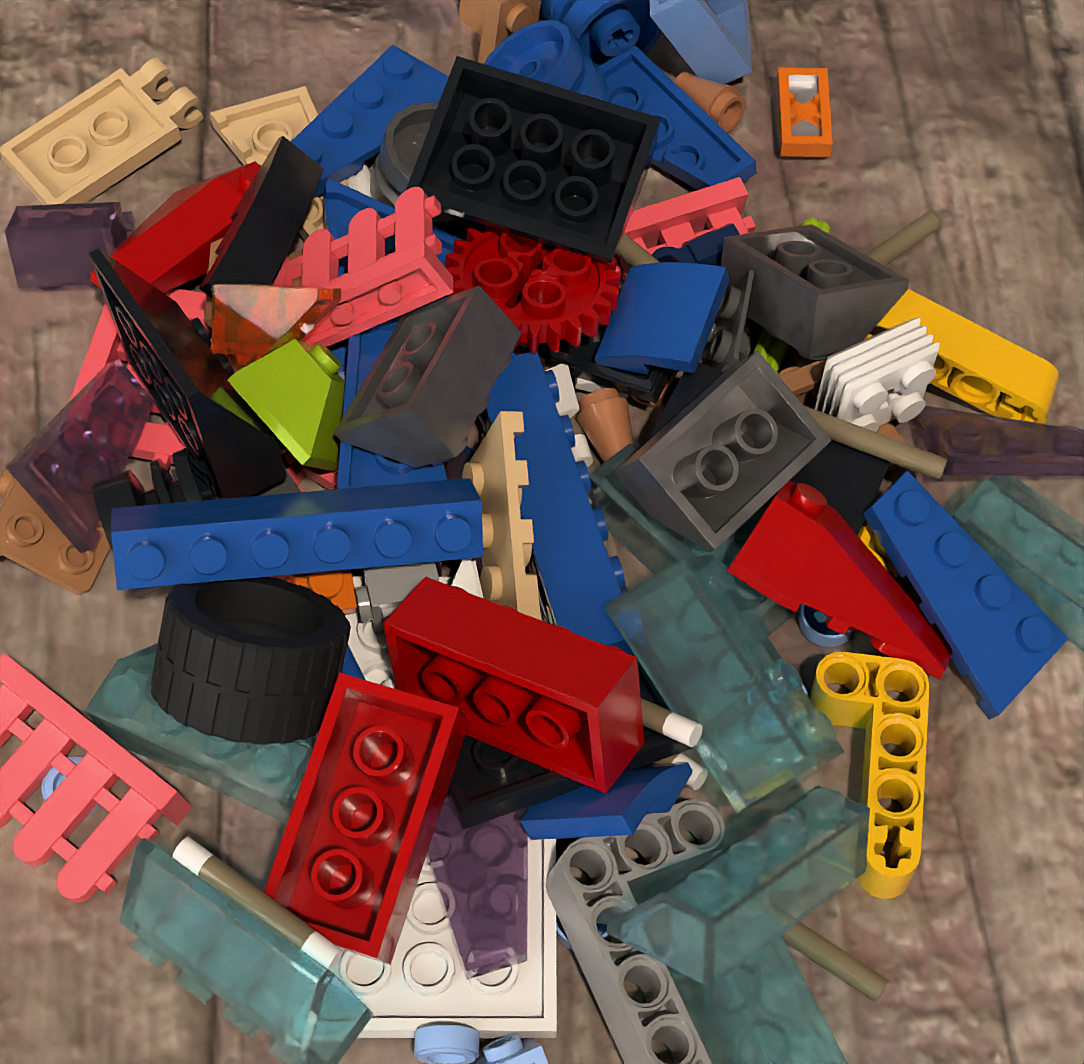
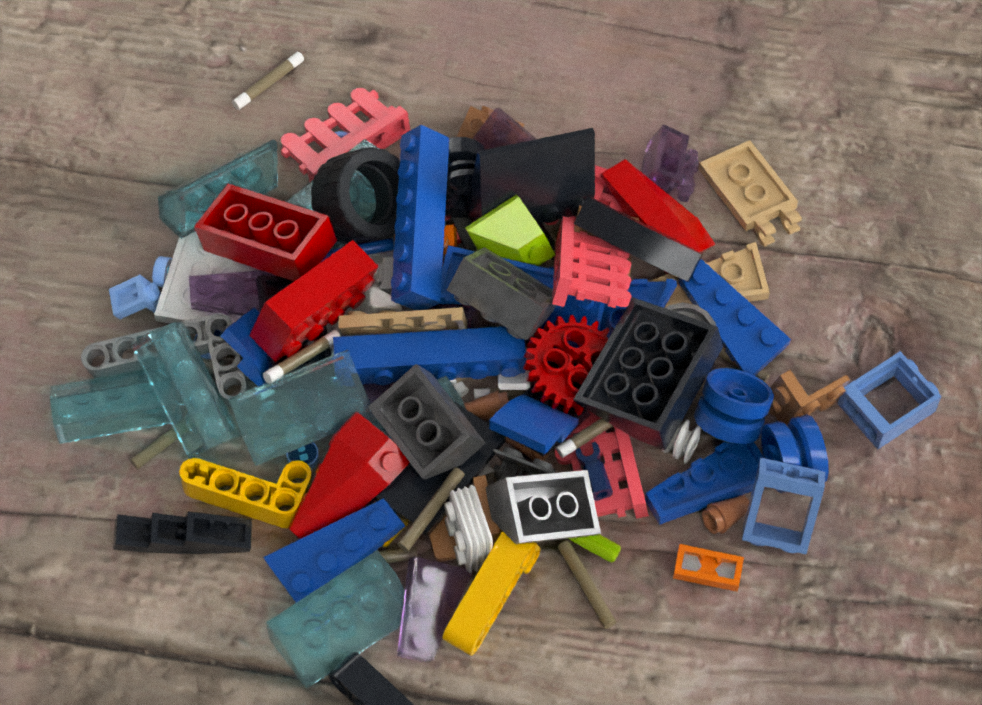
camera: 100 degrees right, 0 degrees up
(256, 902) = (231, 181): dark tan bar -> none
(262, 317) = (559, 216): clear orange slope -> none
(1001, 864) = (182, 535): none -> black slope

